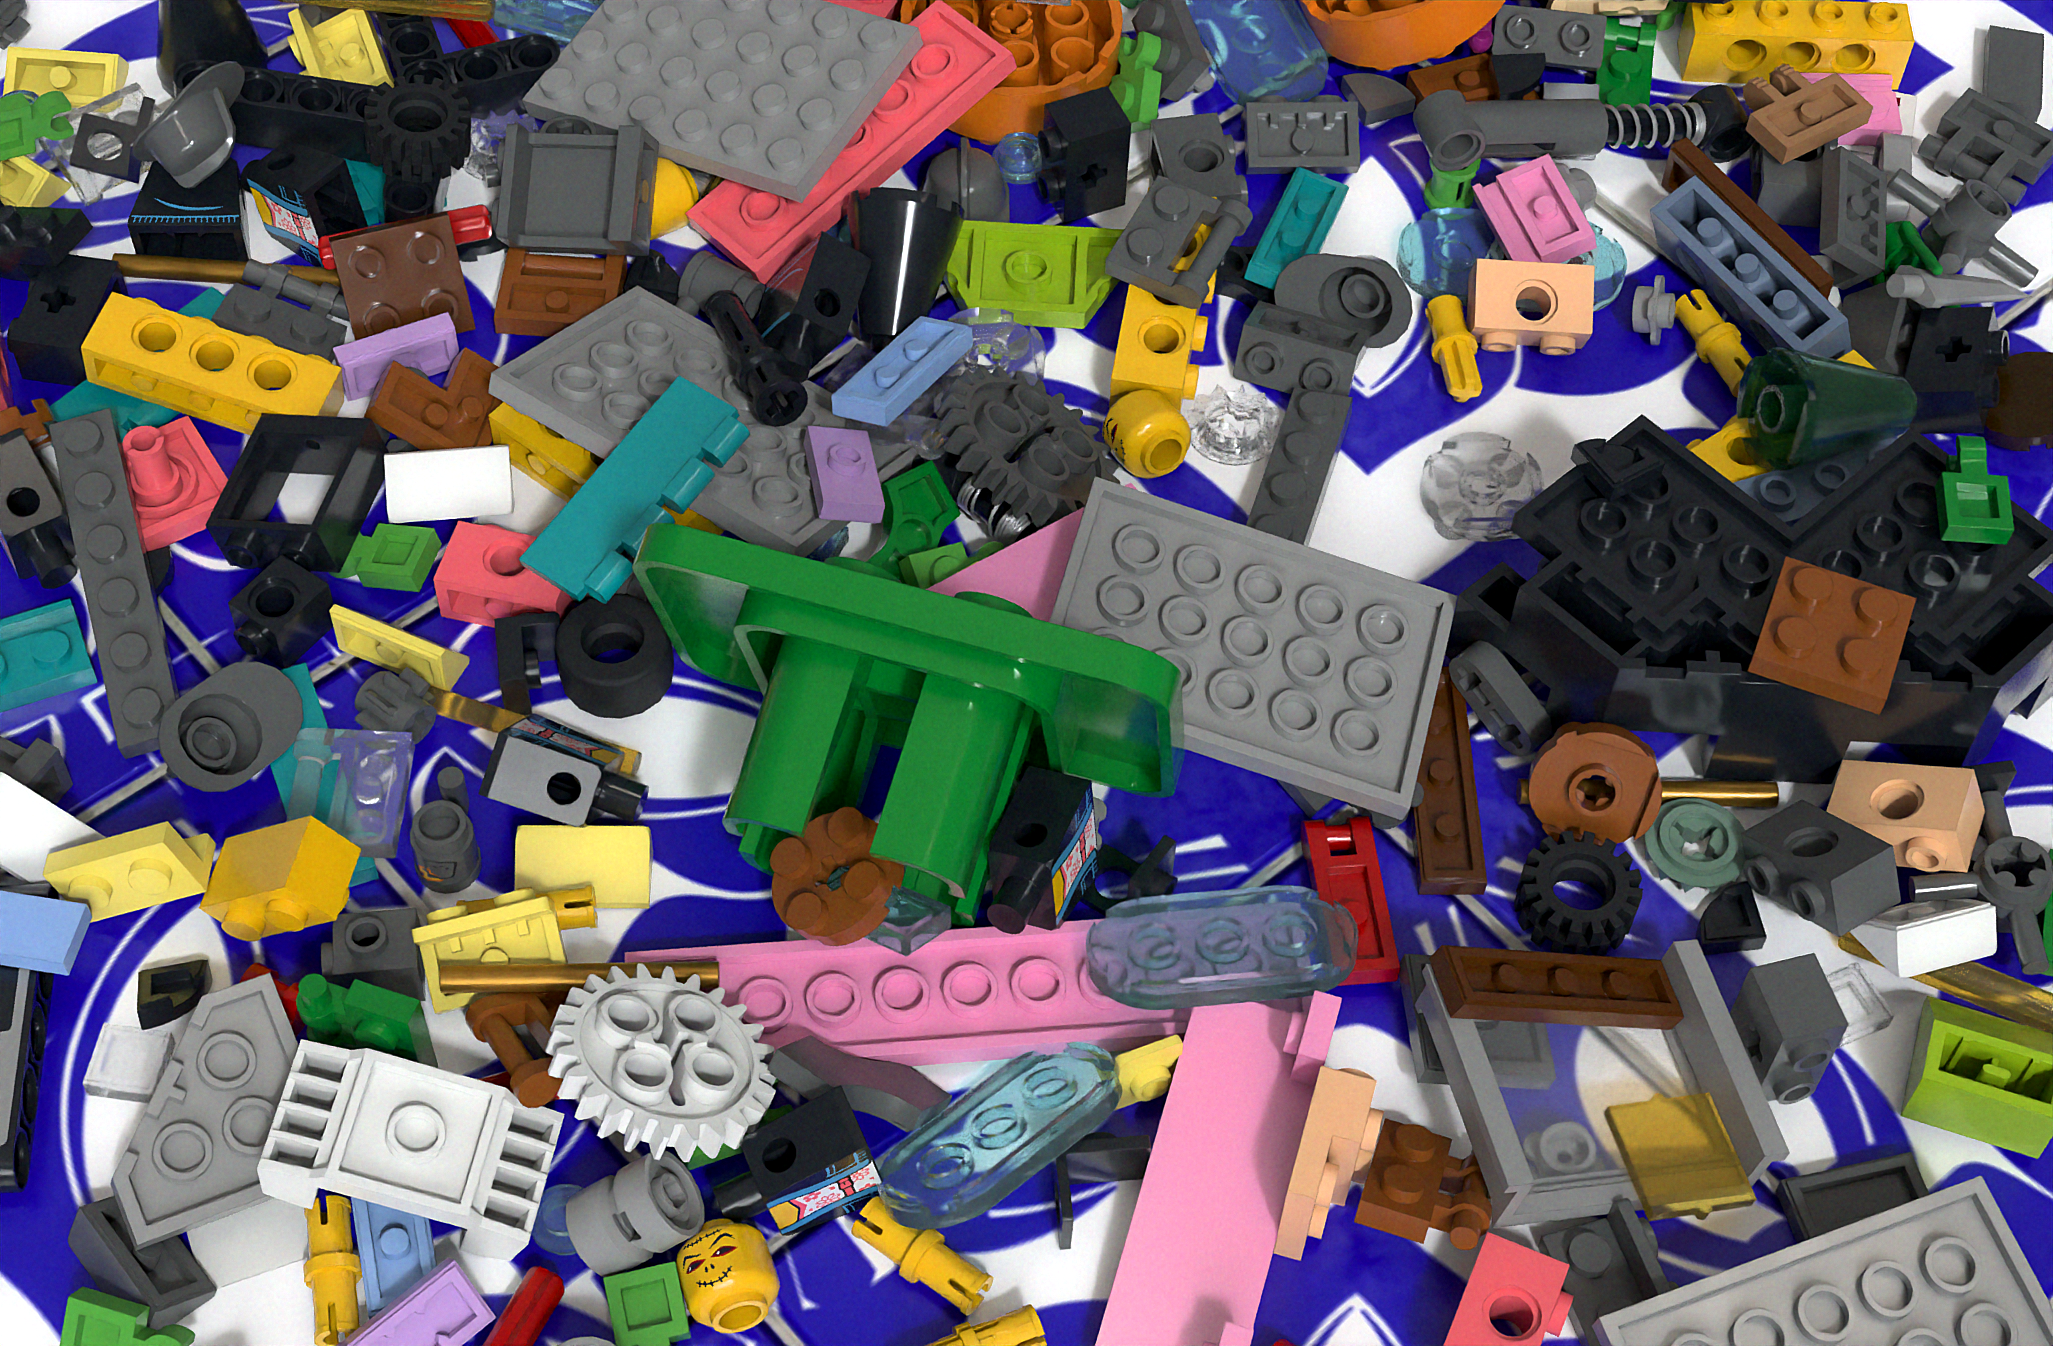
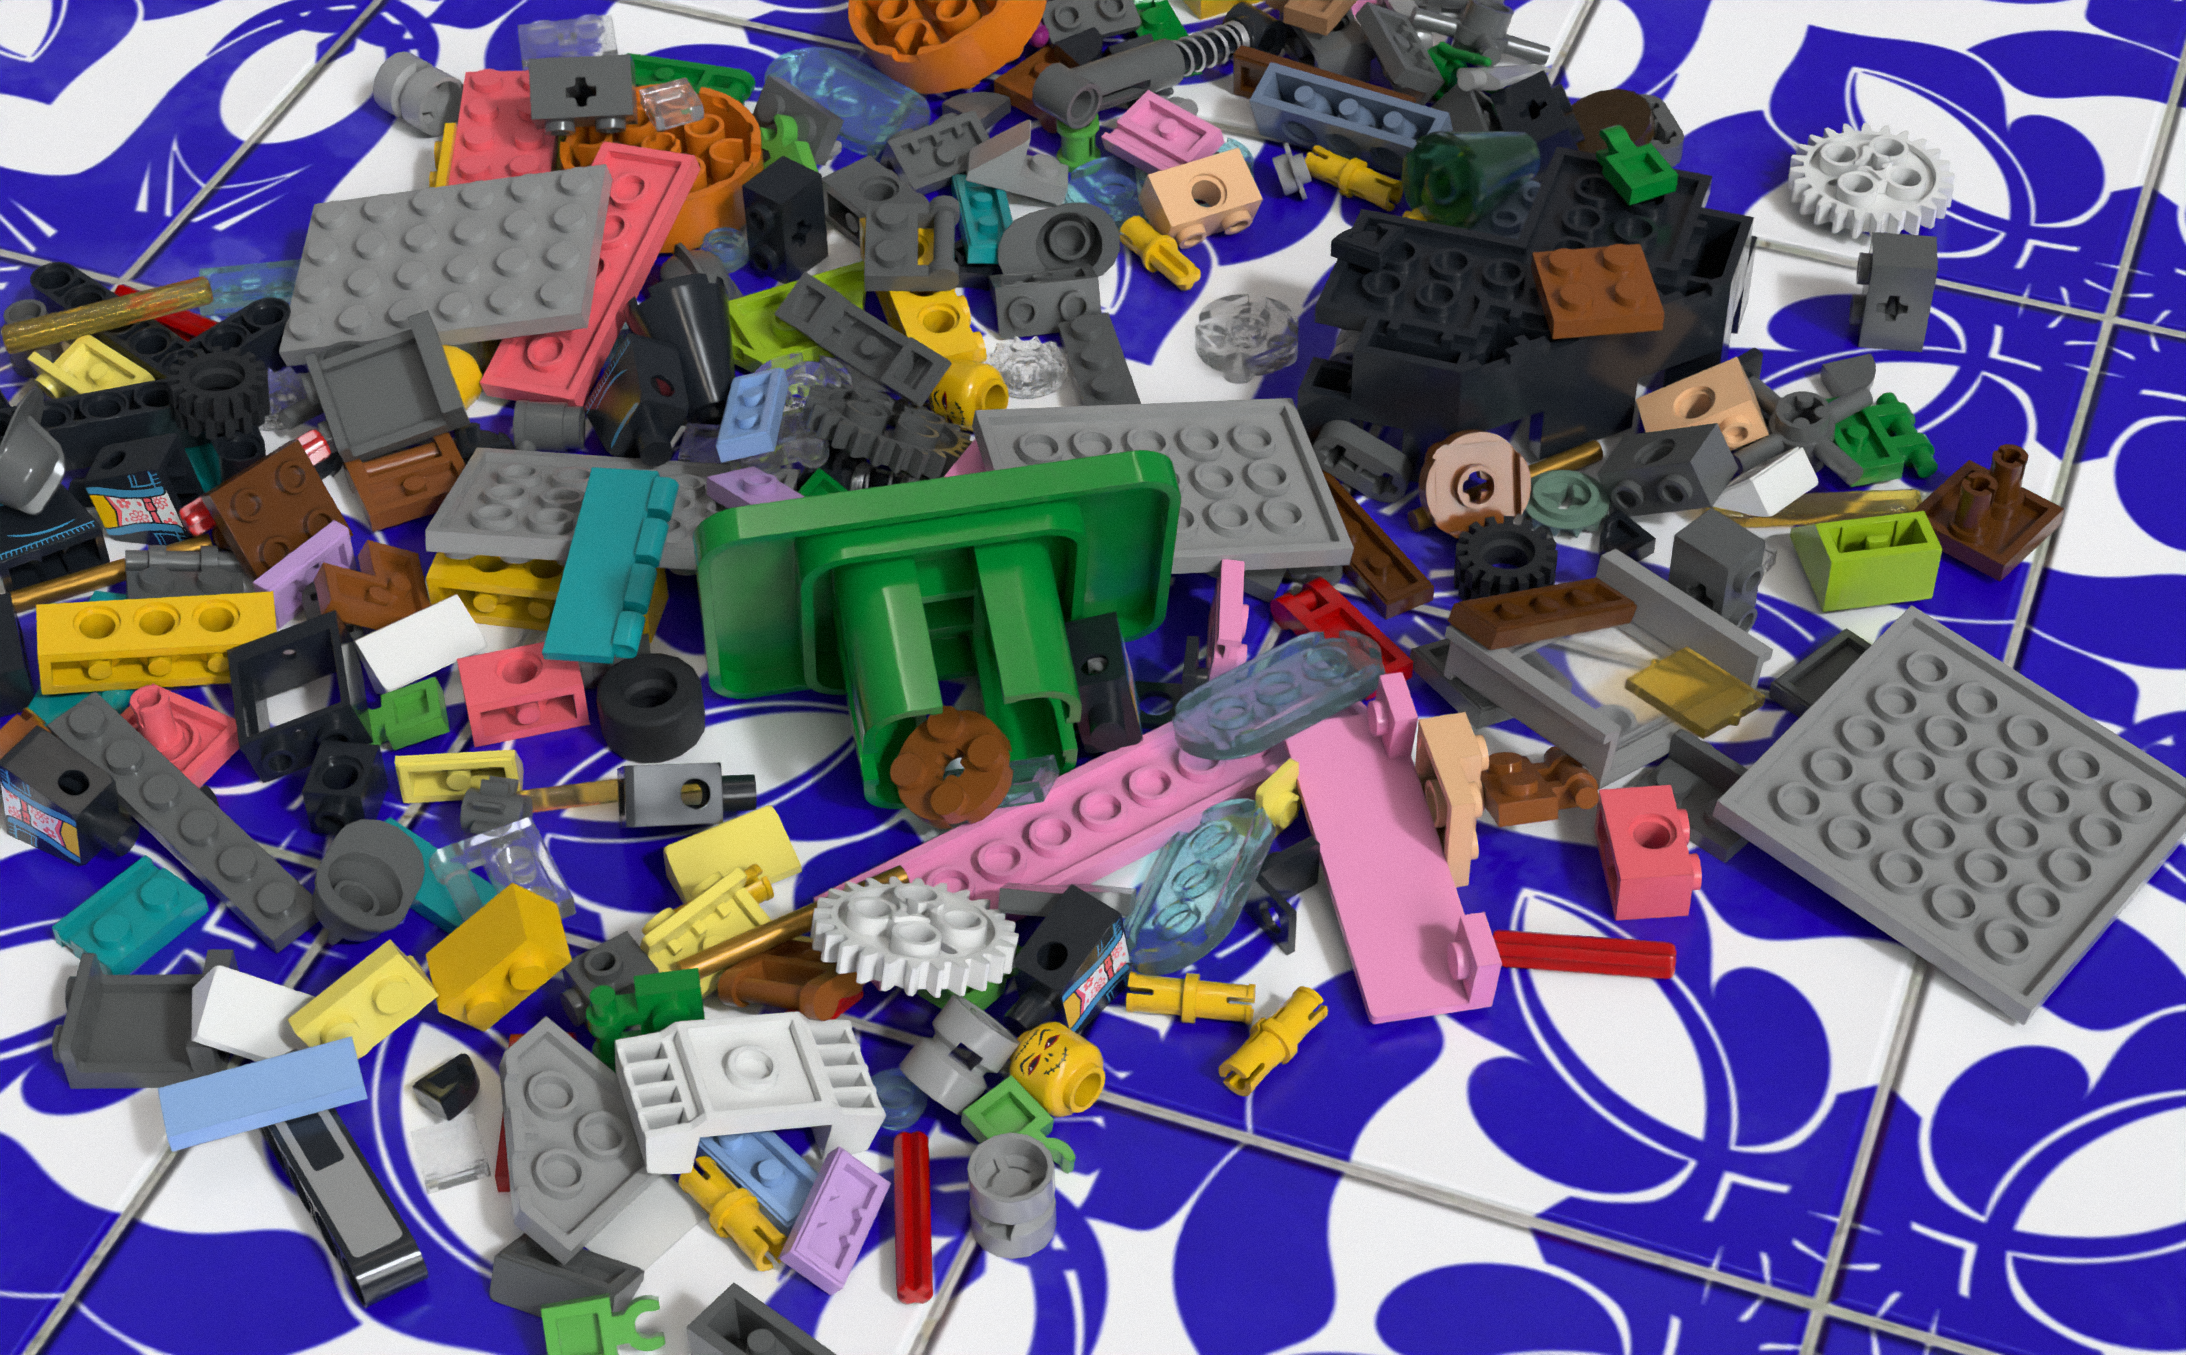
camera: 25 degrees left, 10 degrees down
(445, 838) = (607, 885): dark grey piece -> none
(520, 647) = (573, 738): black bracket -> none
(731, 321) = (620, 451): black pin -> none
(1071, 329) = (862, 340): none -> dark grey slope
(1235, 825) = (1227, 621): none -> bright pink plate
(1353, 182) = (1006, 166): none -> light grey slope

